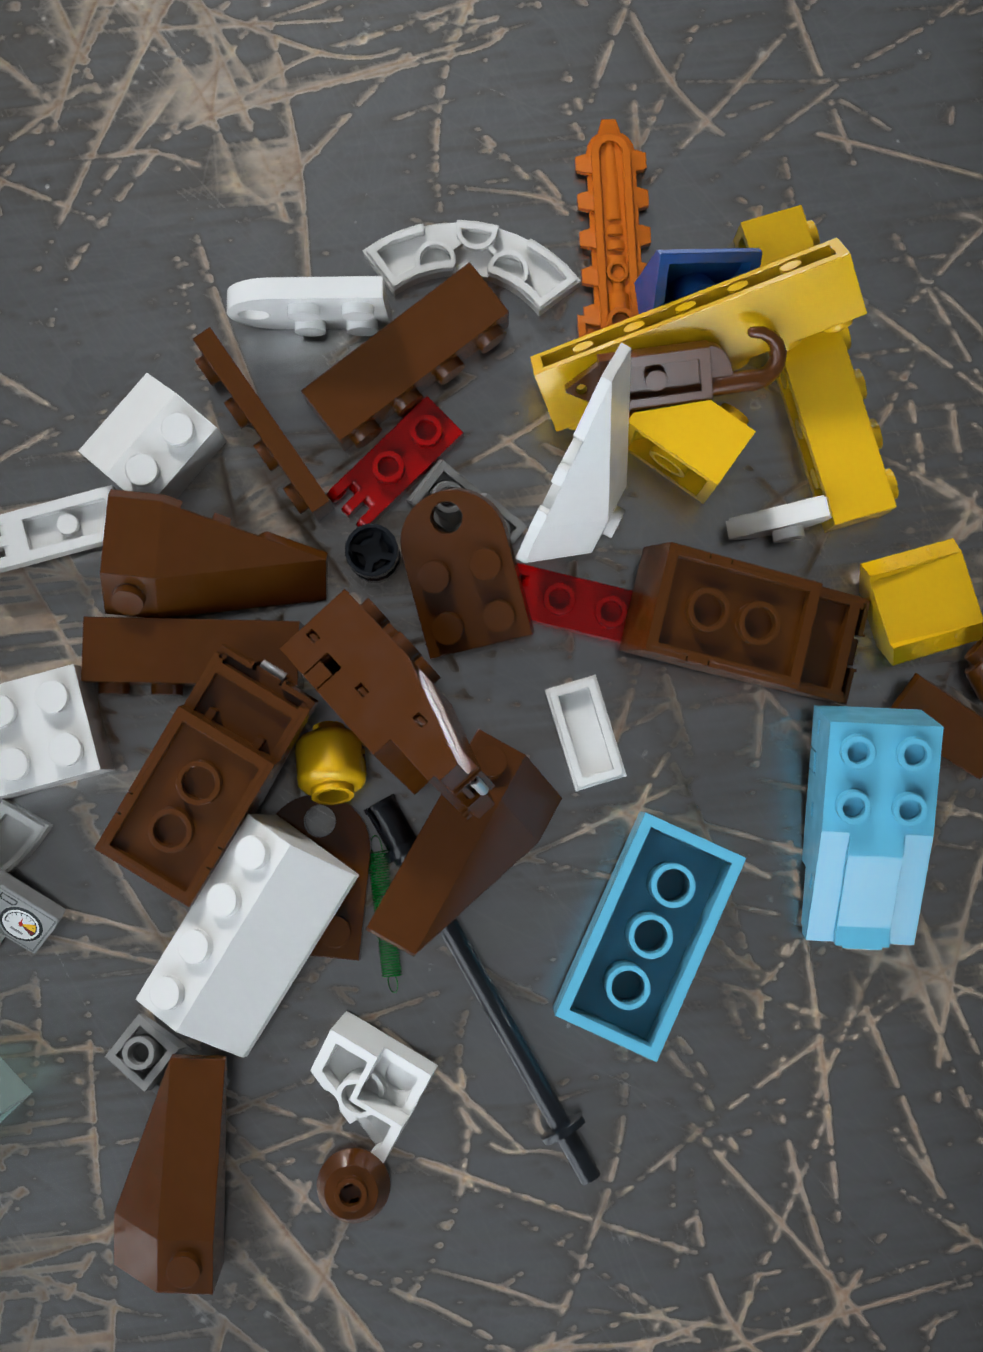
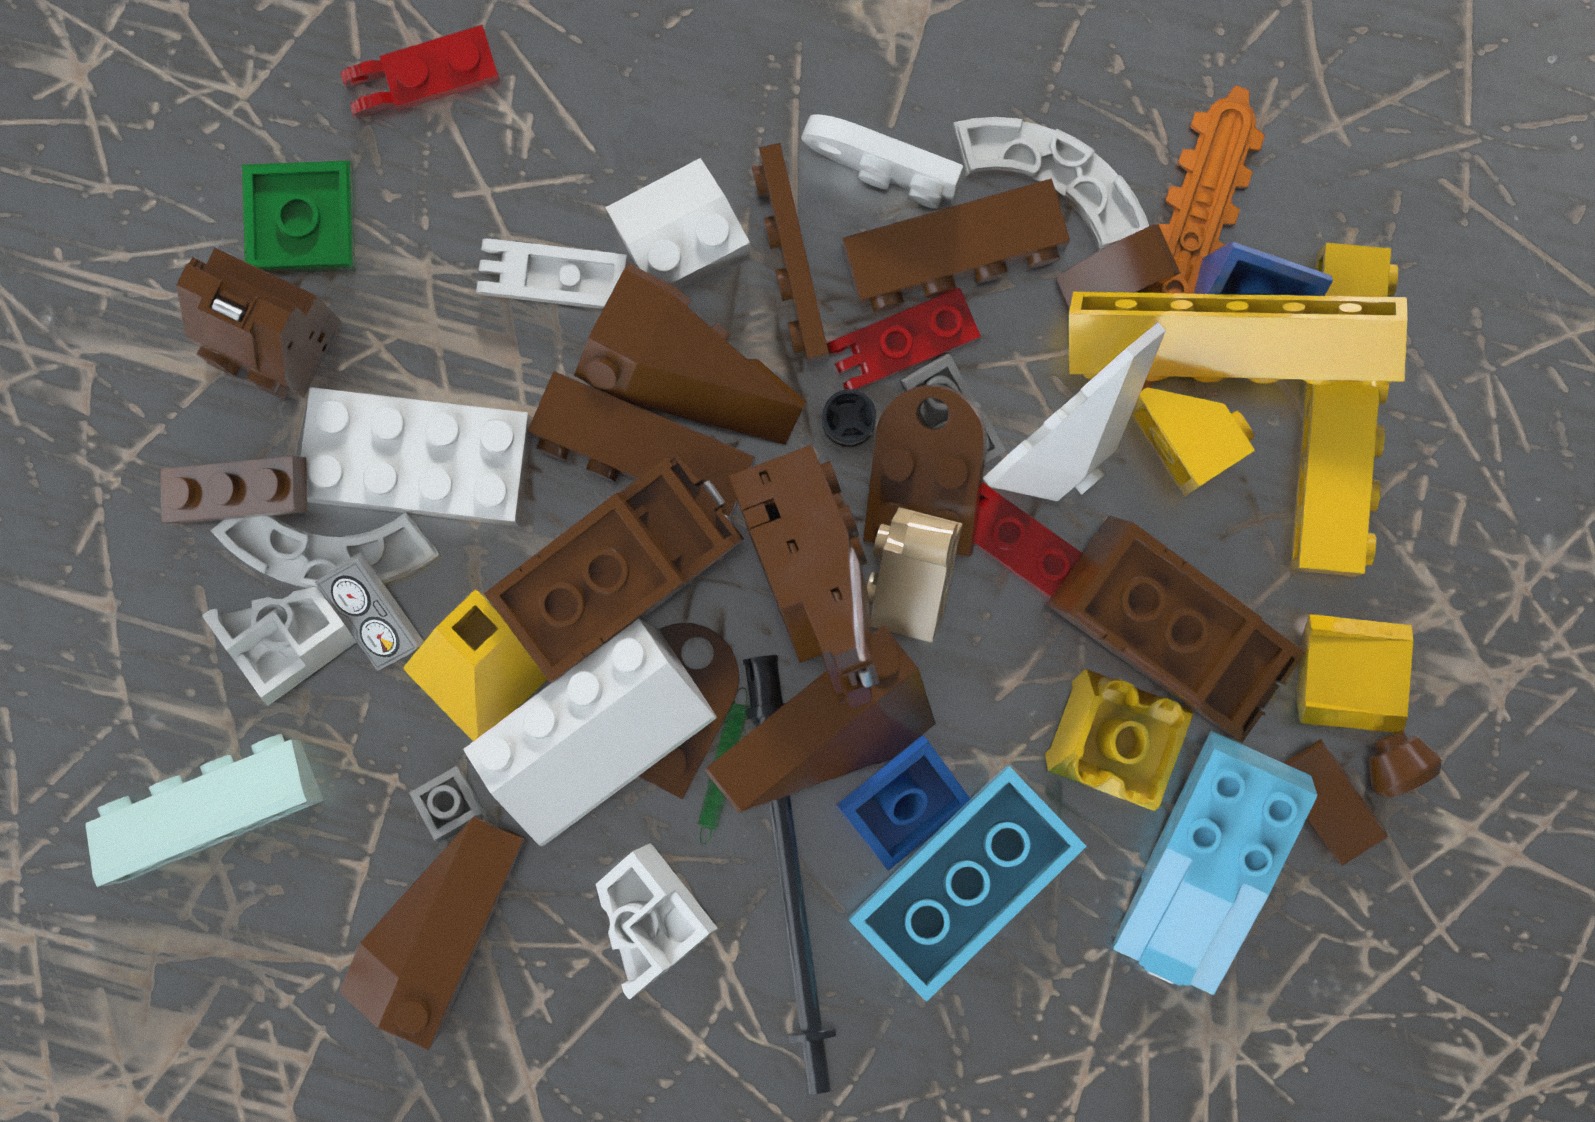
camera: 20 degrees right, 0 degrees up
(117, 917) = (475, 667): none -> yellow slope
(330, 763) = (730, 602): yellow head -> none
(368, 1181) = (610, 1011): reddish brown cone -> none
(487, 670) = (913, 573): none -> tan hinge
(560, 883) = (904, 802): none -> blue slope
(573, 311) = (1129, 265): none -> reddish brown slope
(585, 733) = (982, 670): white tile -> none
(686, 372) = (1209, 368): reddish brown plate -> none
(733, 746) = (1118, 739): none -> yellow slope
(782, 522) = (1251, 544): white plate -> none

